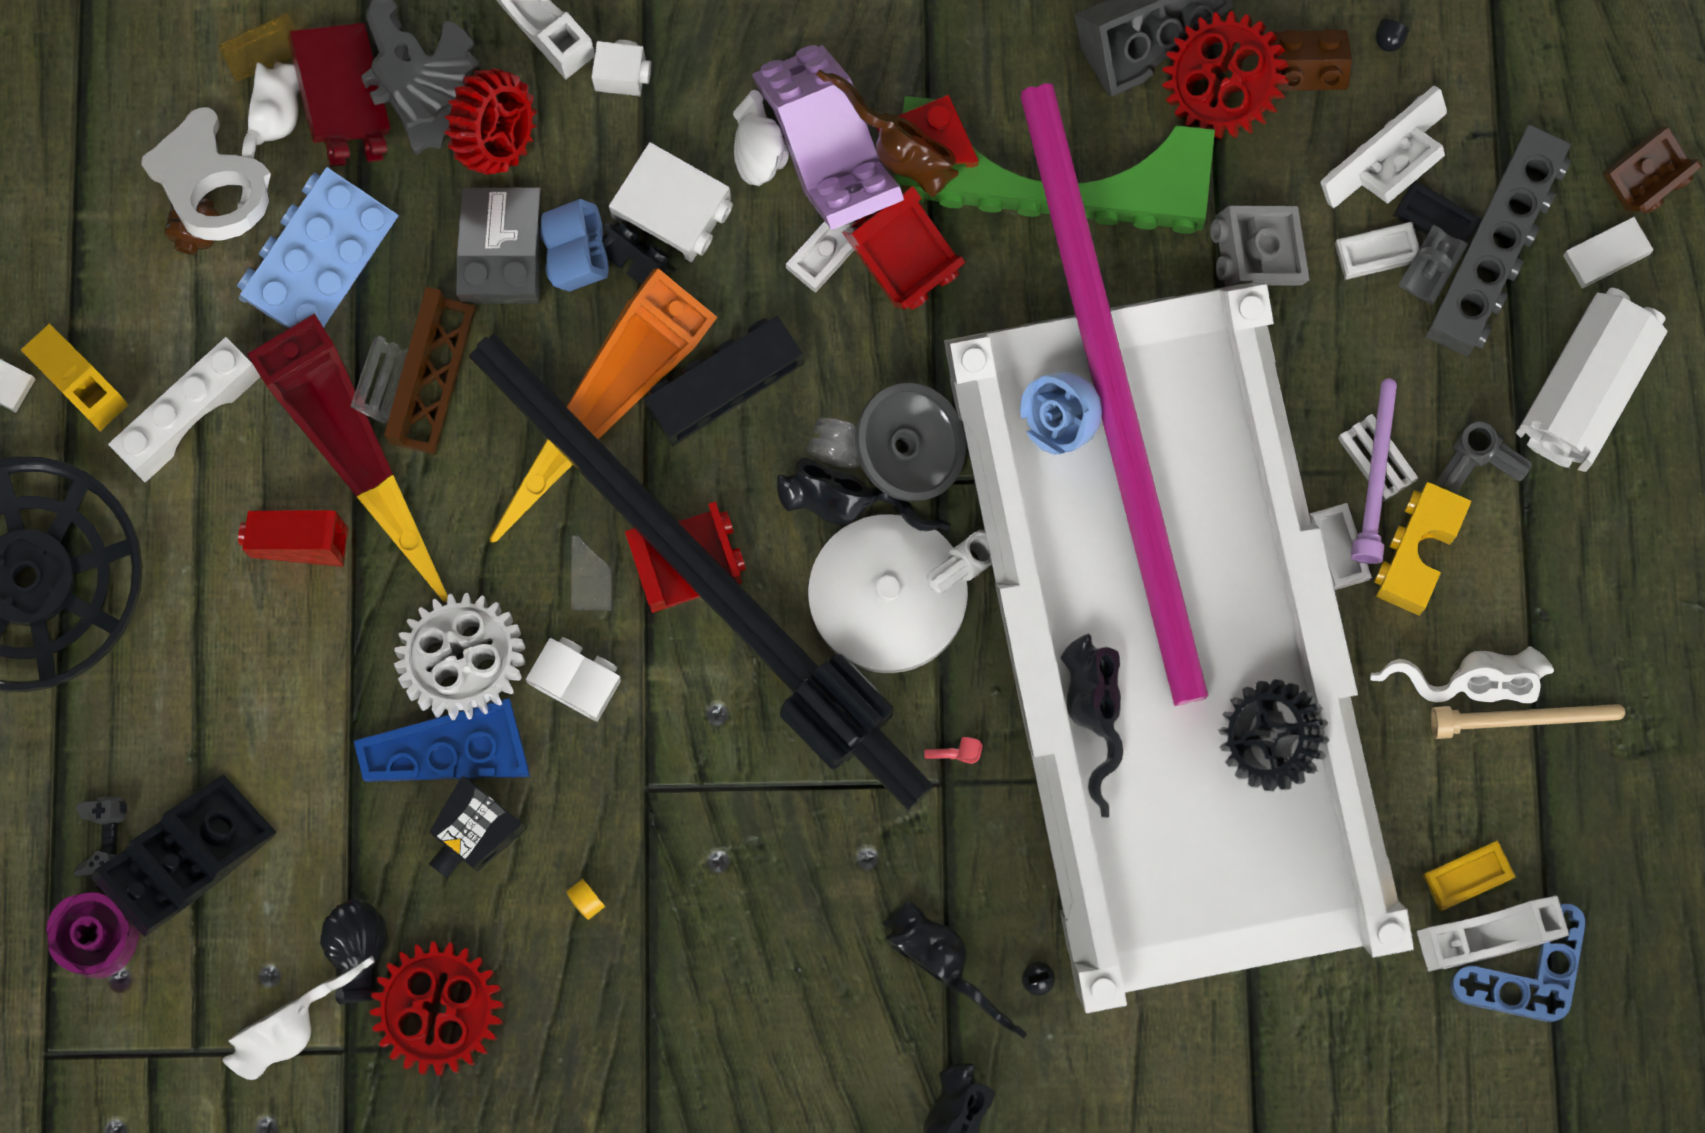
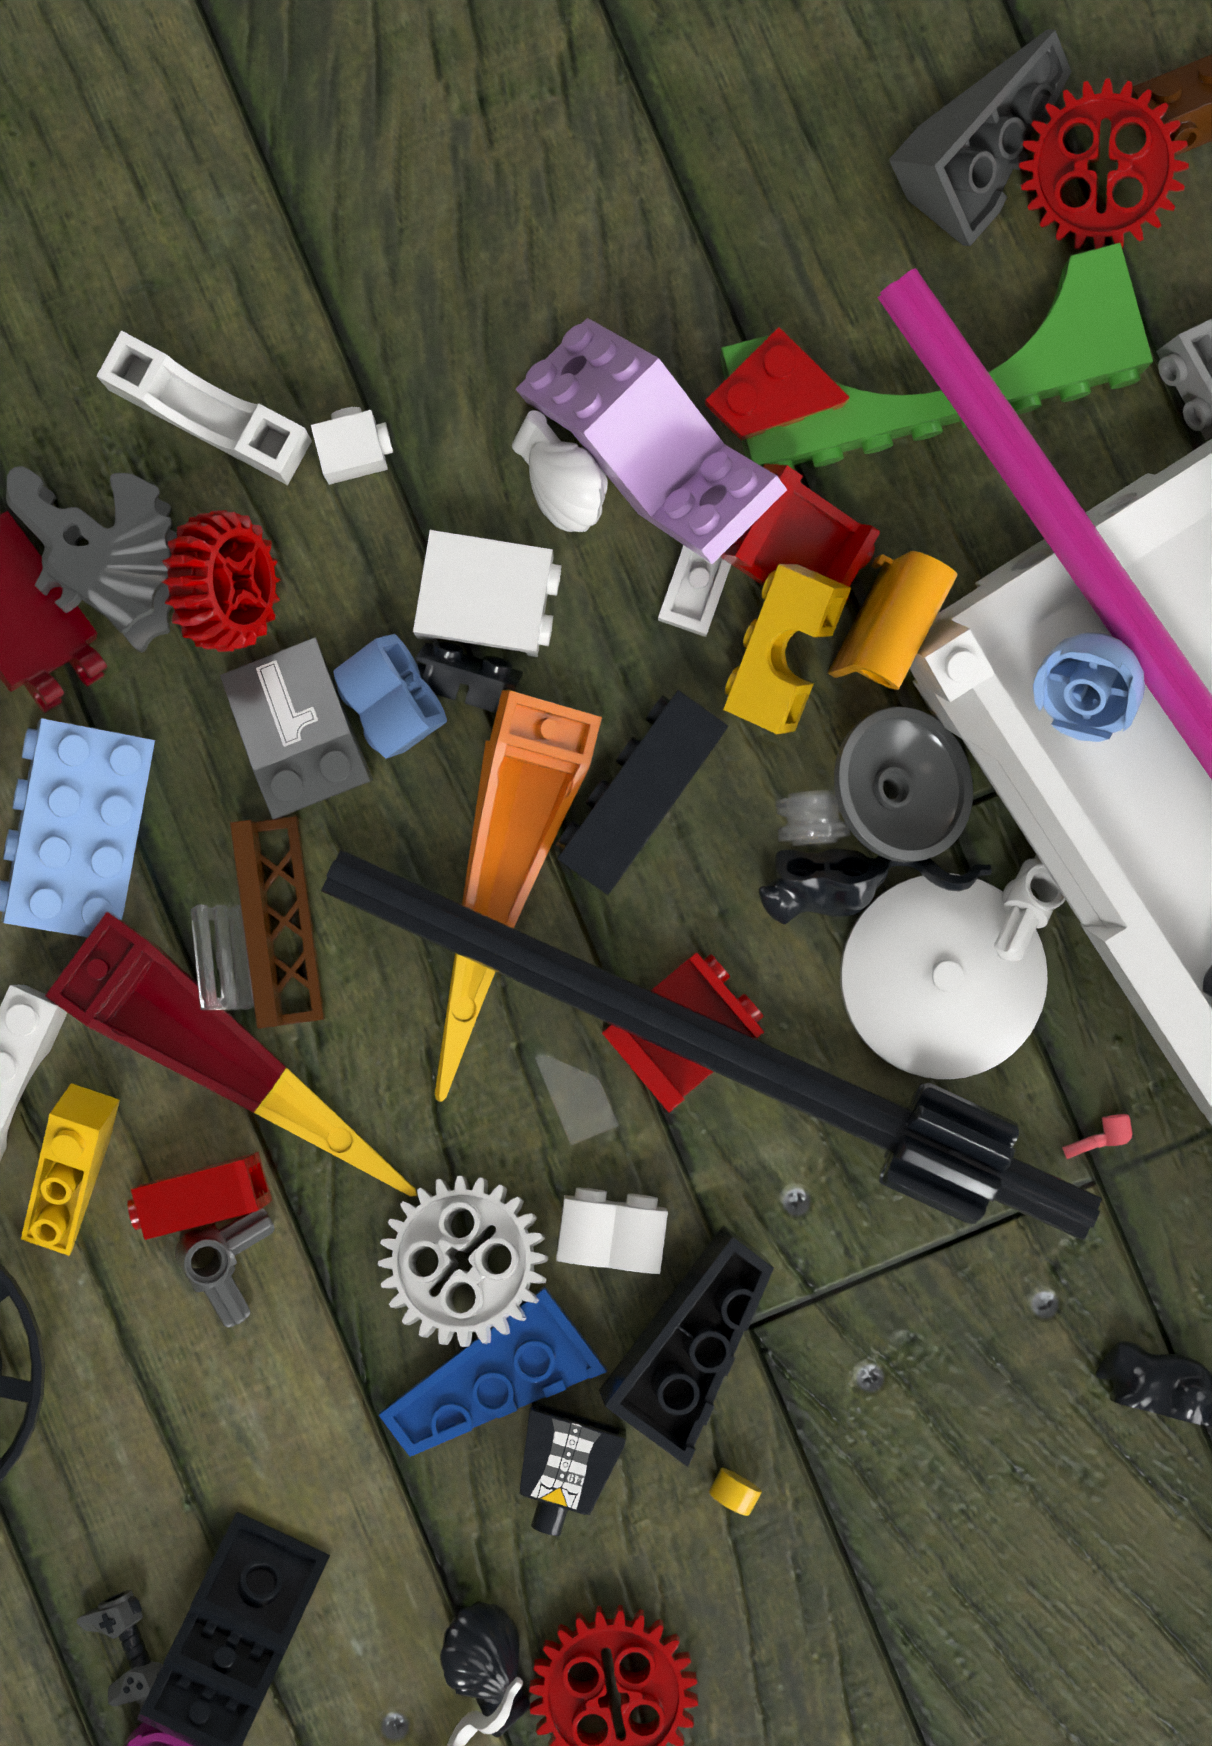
camera: 25 degrees left, 10 degrees up
(210, 483) = (68, 1167): none -> yellow slope
(299, 579) = (216, 1277): none -> dark grey axle
(589, 782) = (689, 1346): none -> black wedge
(840, 335) = (764, 685): none -> yellow arch
(902, 144) = (751, 415): reddish brown animal -> none
(946, 318) = (894, 618): none -> light orange door

